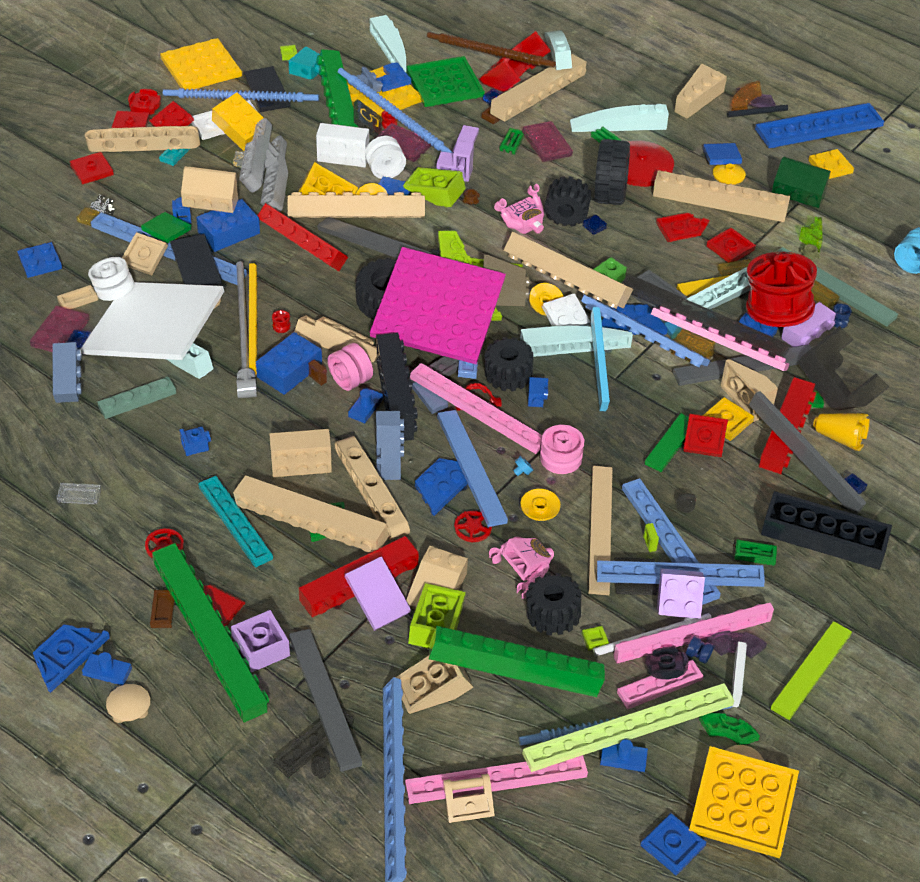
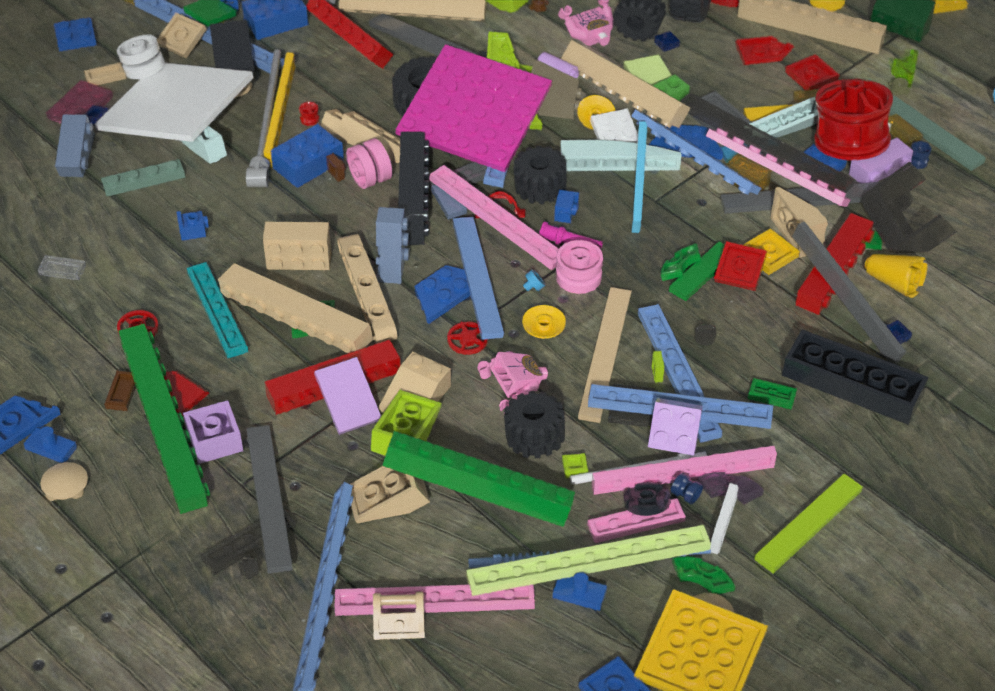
camera: 10 degrees right, 0 degrees up
(365, 405) = (381, 198): blue tile -> none
(504, 255) = (559, 64): none -> lavender brick
(538, 420) = (561, 236): none -> dark pink pin
(585, 253) = (648, 69): none -> yellowish green tile
(647, 439) = (683, 258): none -> green tile

